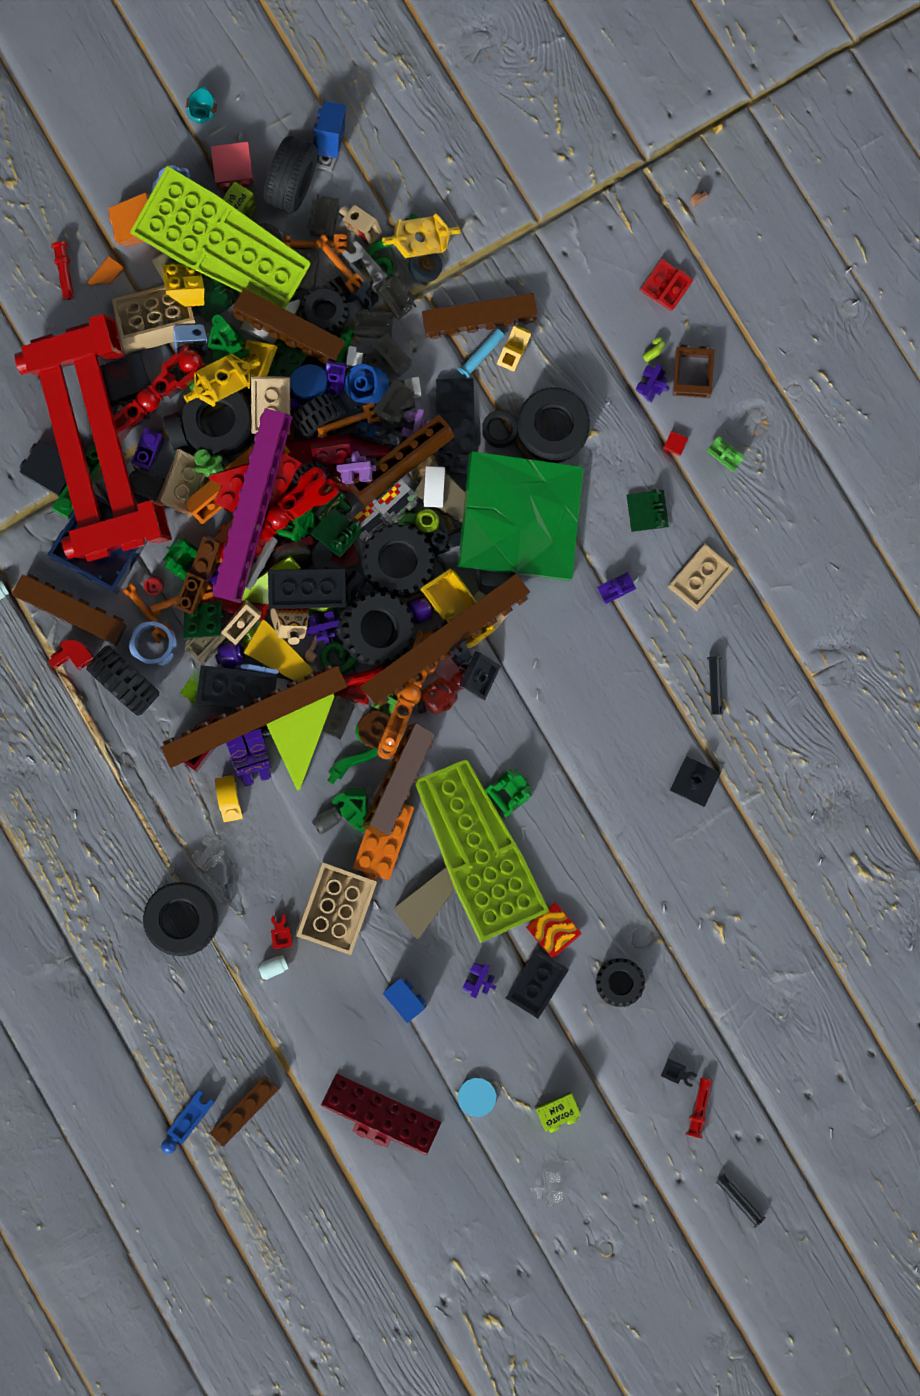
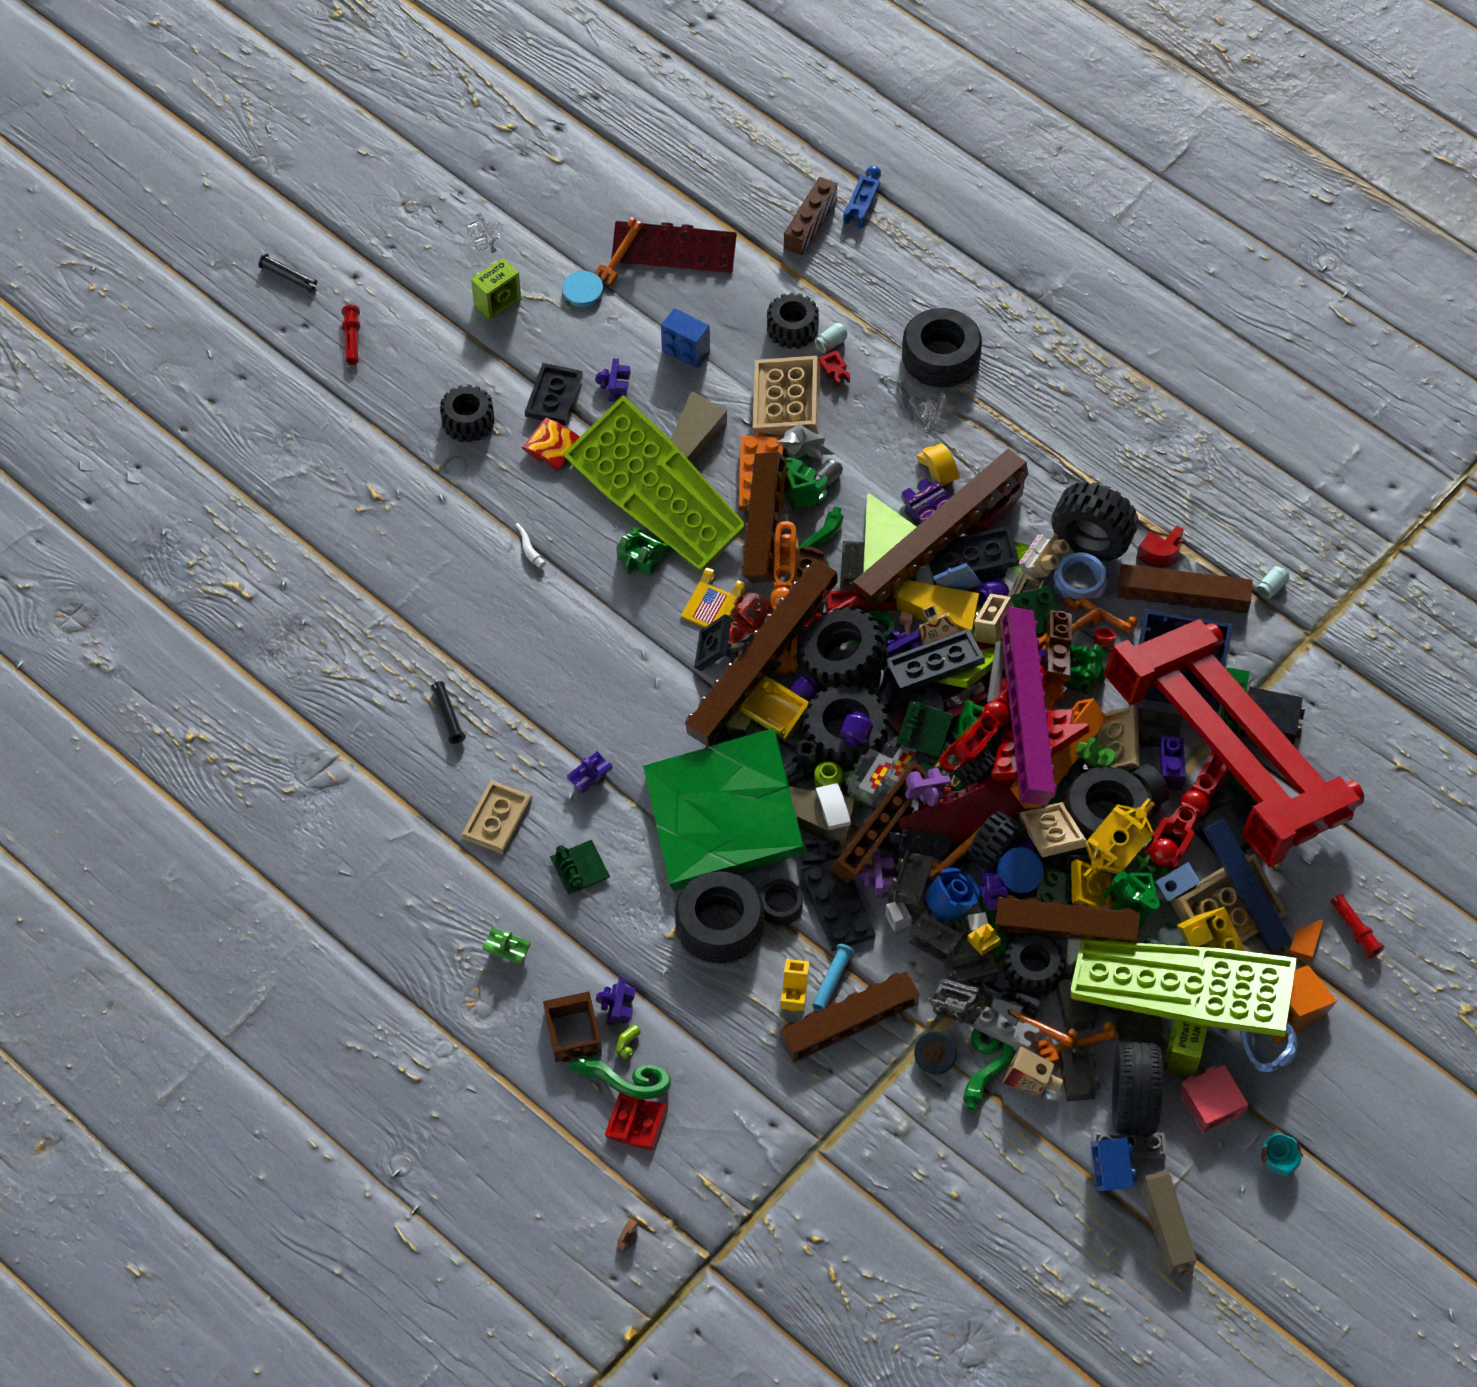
camera: 160 degrees right, 25 degrees down
(137, 317) = (1247, 885): none -> dark blue tile
(166, 674) = (1043, 556): none -> tan hips
(291, 1007) = (790, 333): none -> black tyre
(305, 80) = (1168, 1222): none -> dark tan slope
(337, 852) = (804, 444): none -> light grey hair
(356, 338) = (984, 939): none -> yellow tile
(394, 538) = (856, 729): none -> dark purple head
(412, 1135) = (609, 270): none -> orange hinge
(433, 231) = (935, 1083): yellow plate -> none
(467, 722) = (710, 602): none -> yellow flag
(603, 819) = (530, 553): none -> white animal
(675, 443) = (569, 947): red tile -> none
(675, 1072) = (384, 358): black plate -> none
(685, 334) = (597, 1069): none -> green plant
(695, 781) = (442, 617): black tile -> none

